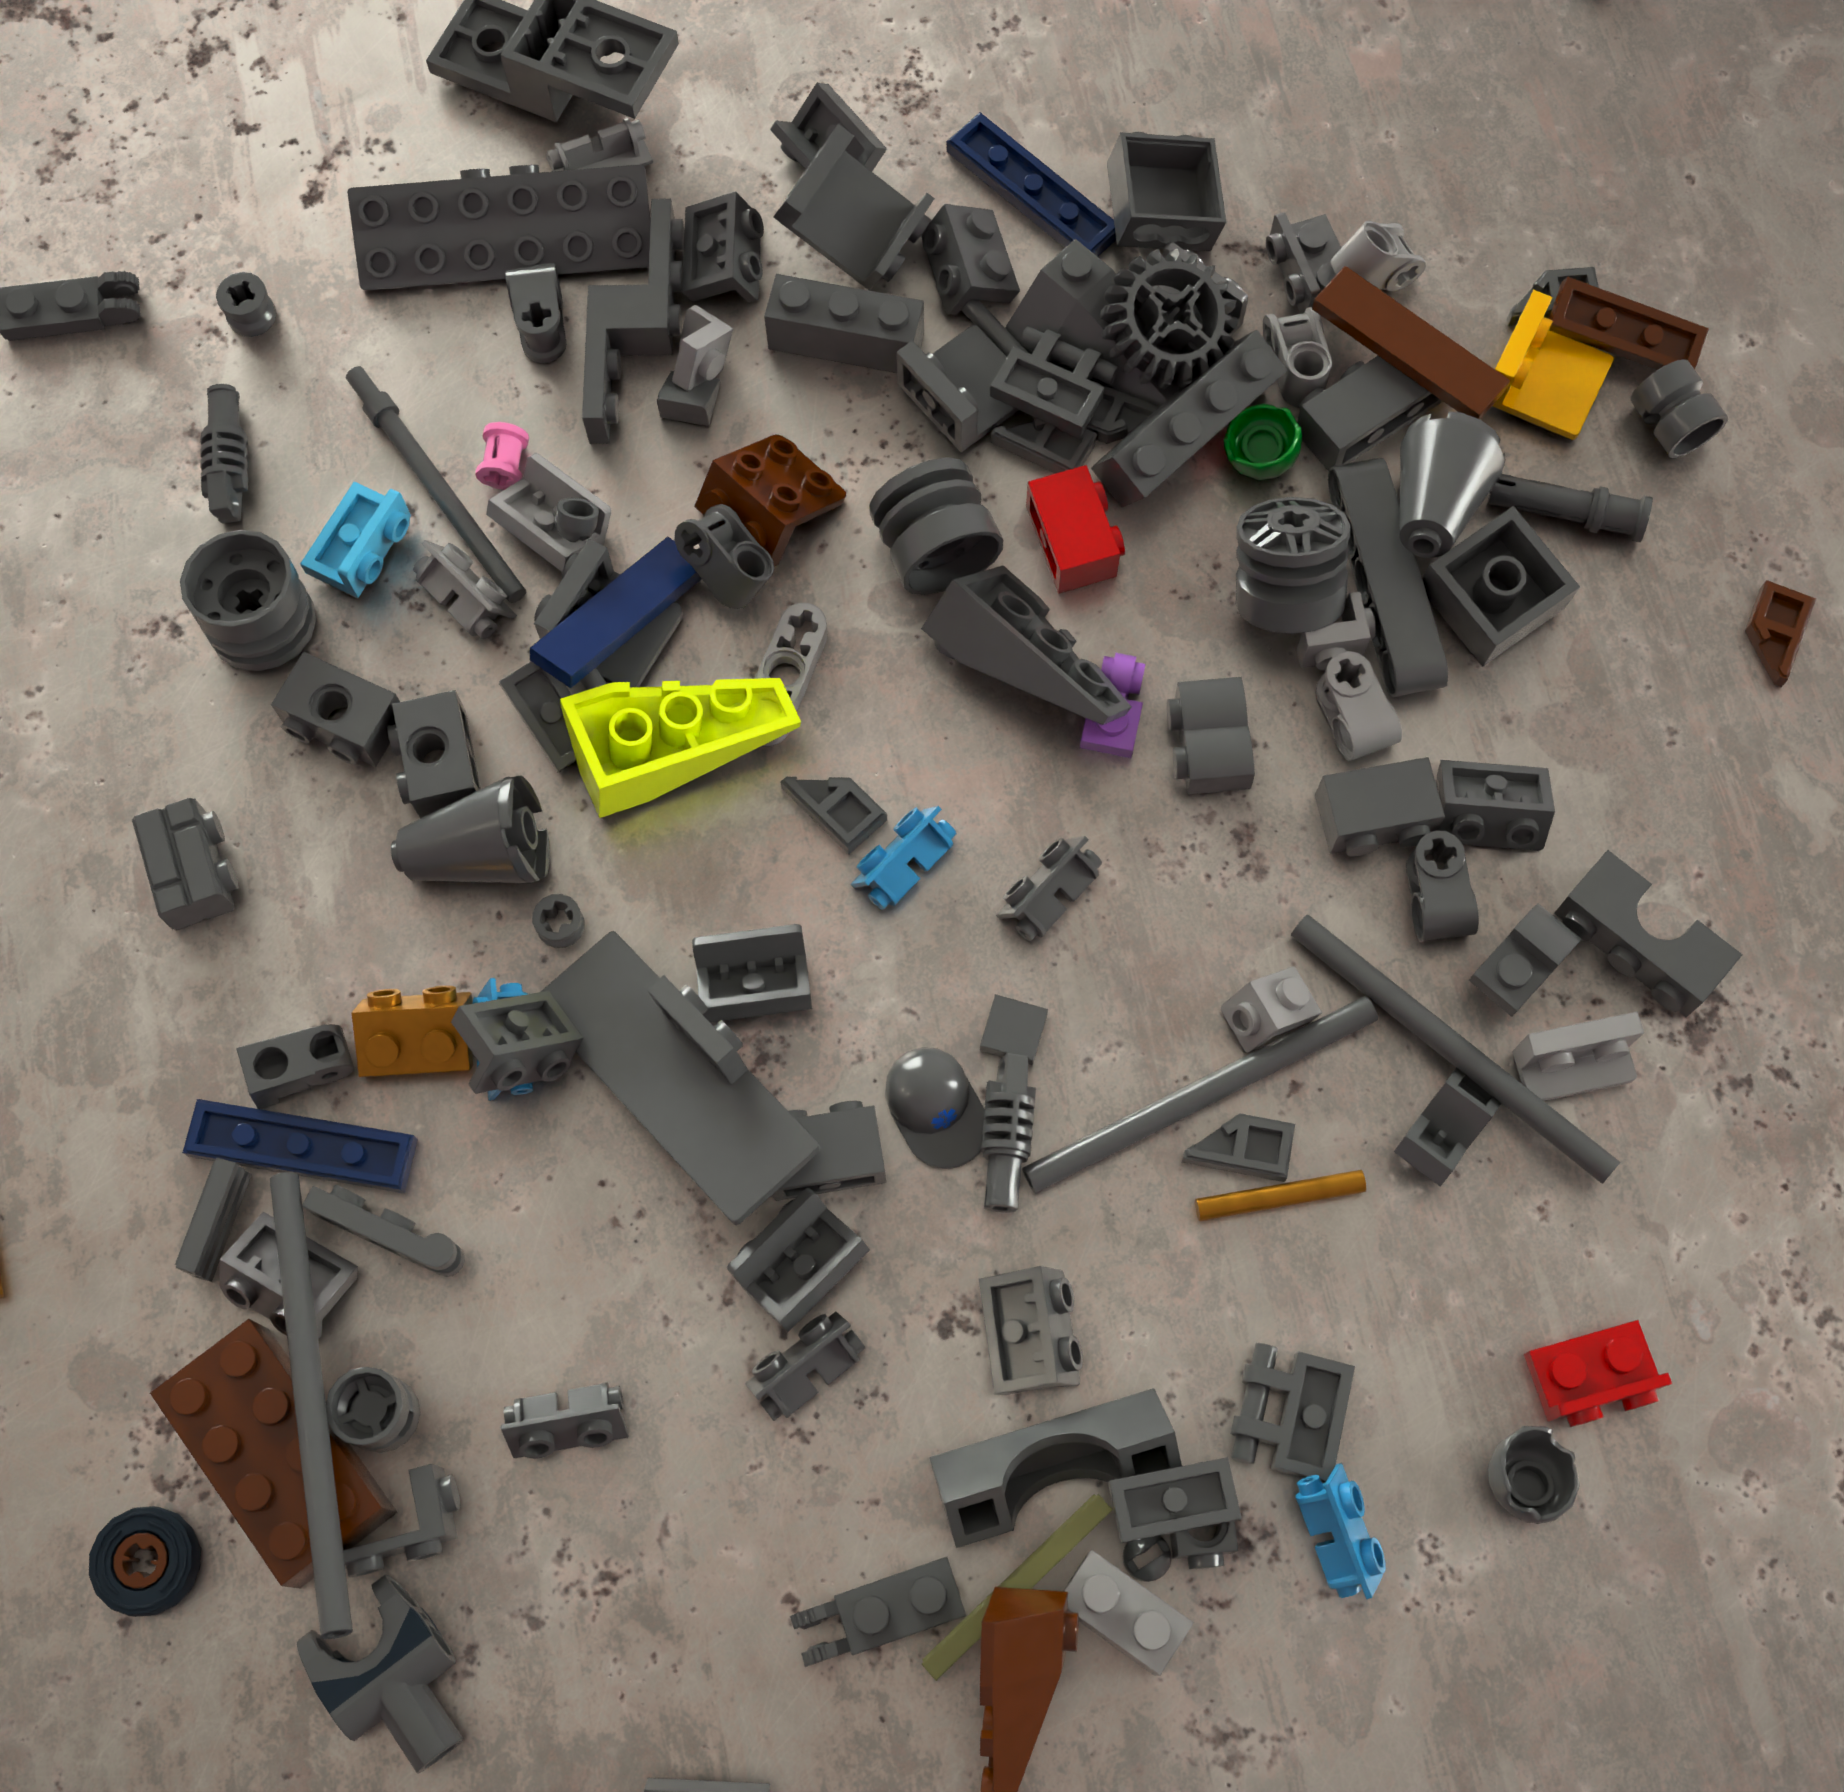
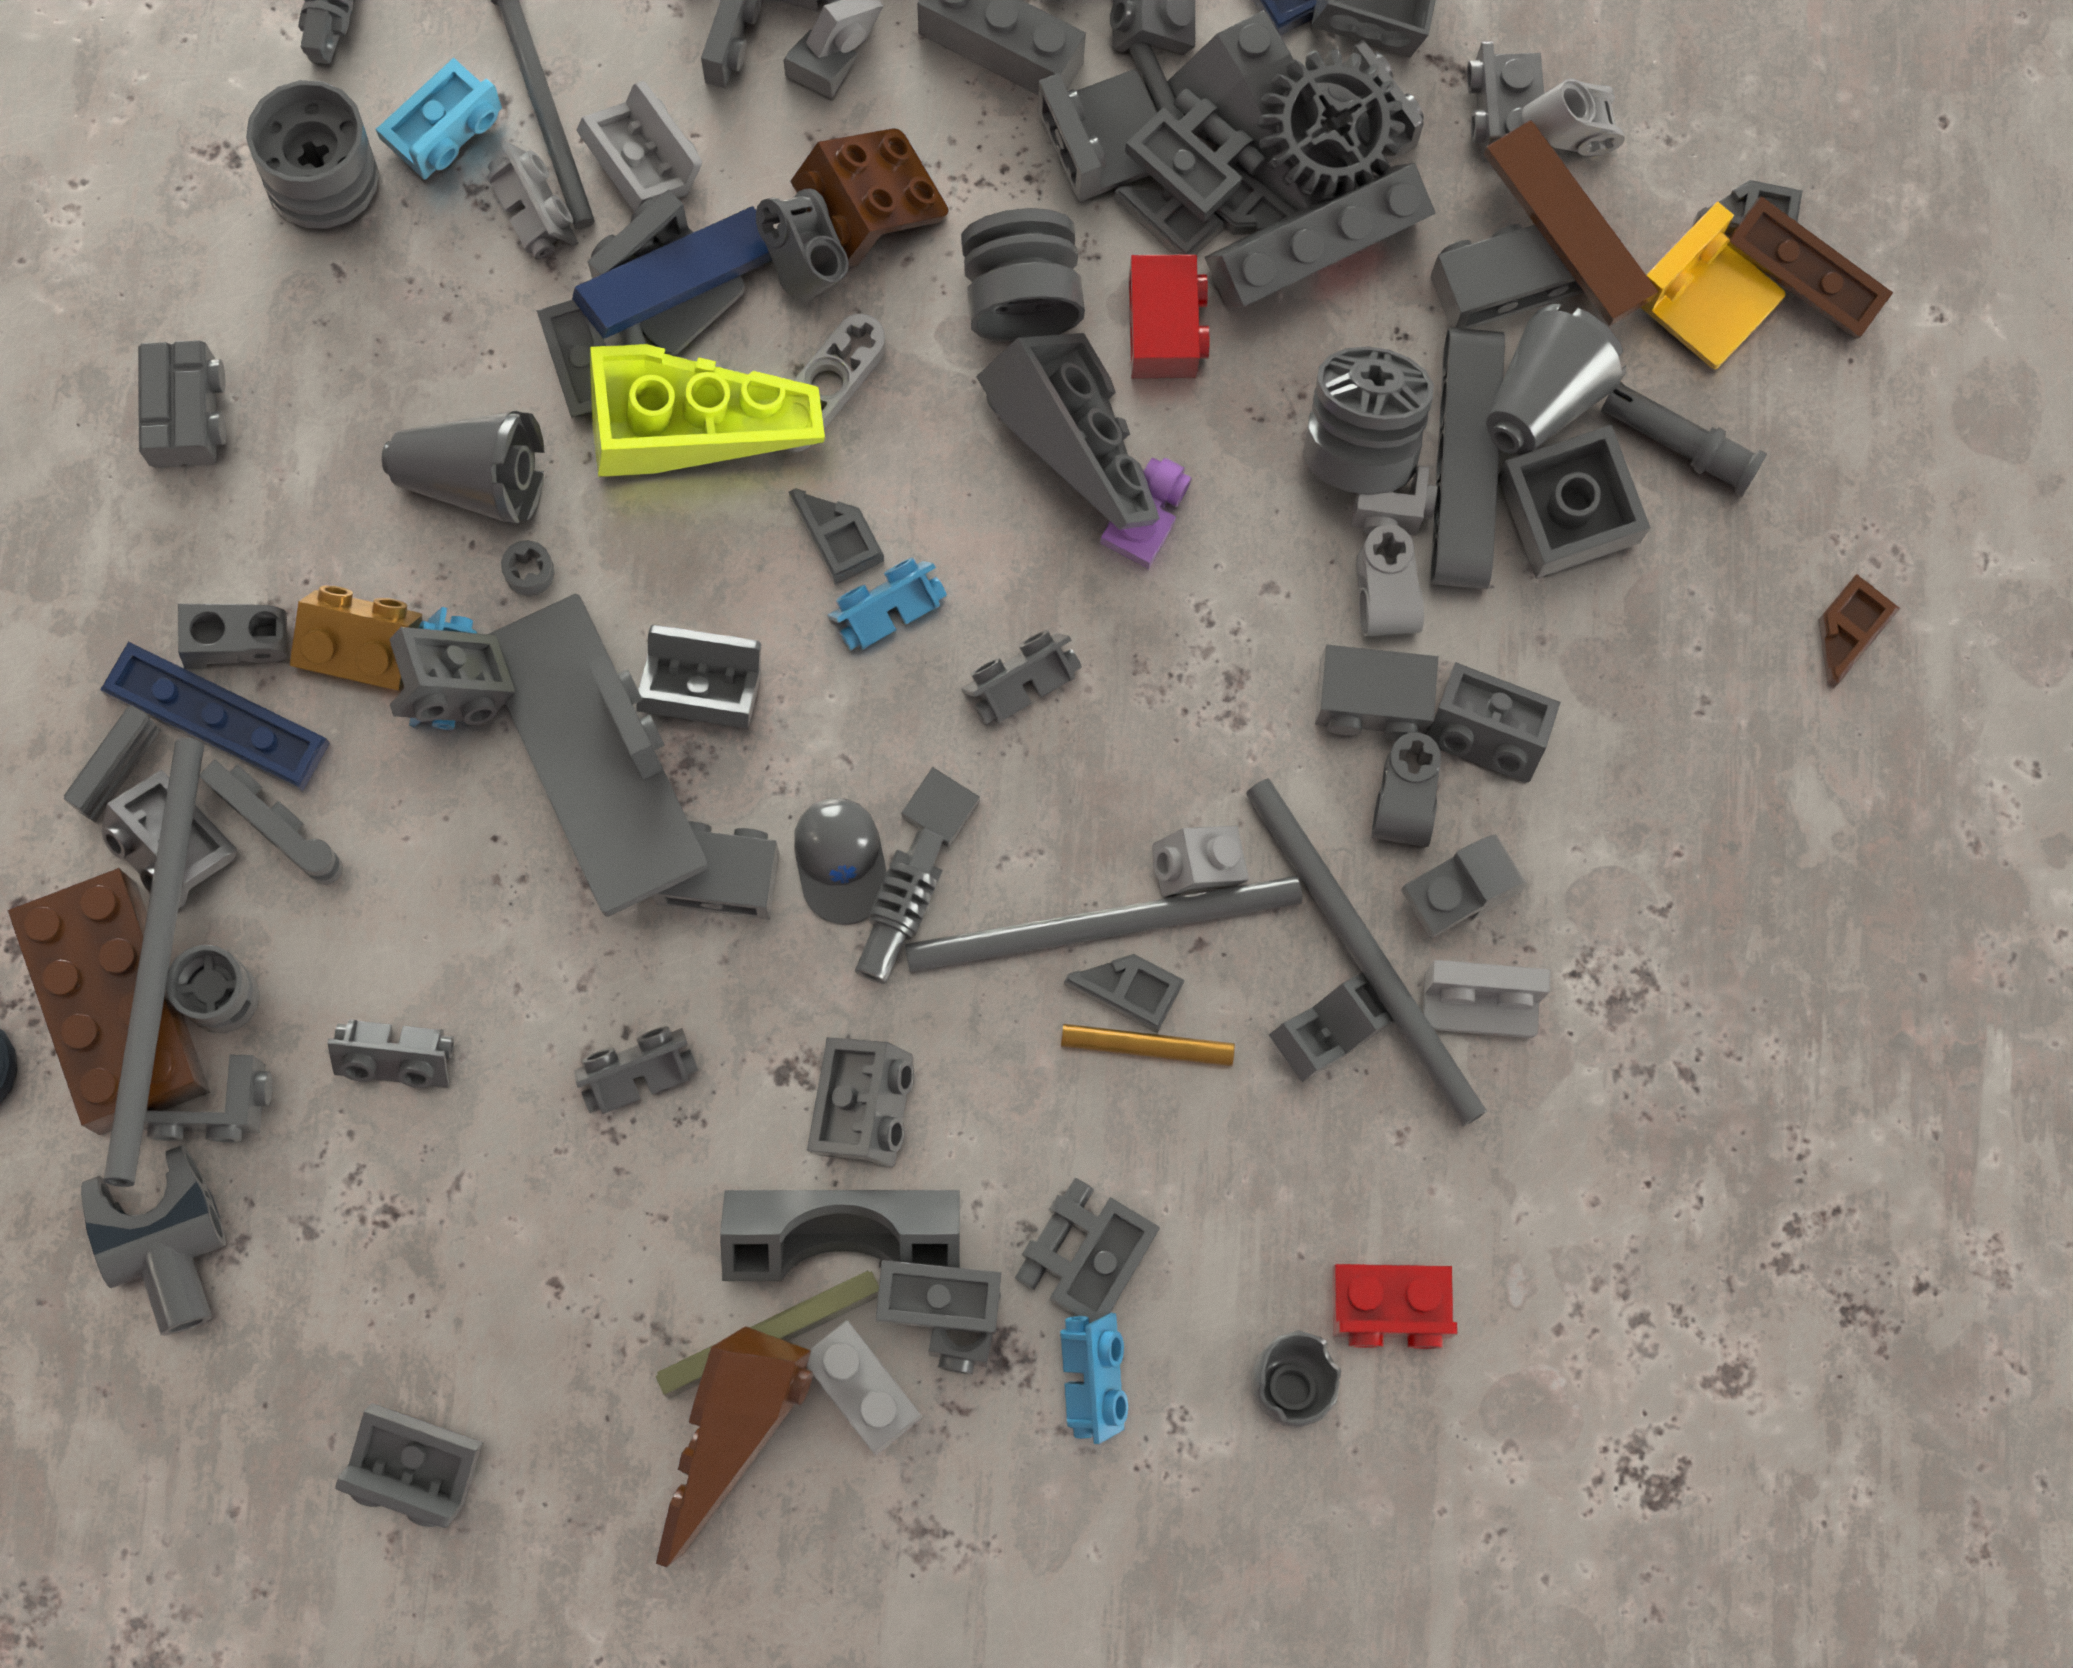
camera: 10 degrees right, 5 degrees up
(320, 688) = (359, 264): dark grey brick -> none
(426, 726) = (450, 334): dark grey brick -> none
(502, 455) = (611, 72): bright pink bush -> none
(576, 519) = (663, 162): dark grey hinge -> none
(797, 1259) = (658, 966): dark grey bracket -> none
(886, 1610) = (640, 1320): dark grey hinge -> none
(1154, 1569) = (908, 1357): dark grey hinge -> none
(1212, 735) = (1234, 570): dark grey brick -> none
(1263, 441) = (1389, 280): green hair -> none
(1302, 350) = (1460, 191): light grey piece -> none
(1675, 970) = (1614, 941): dark grey arch -> none
(1678, 408) = (1828, 361): dark grey wheel -> none

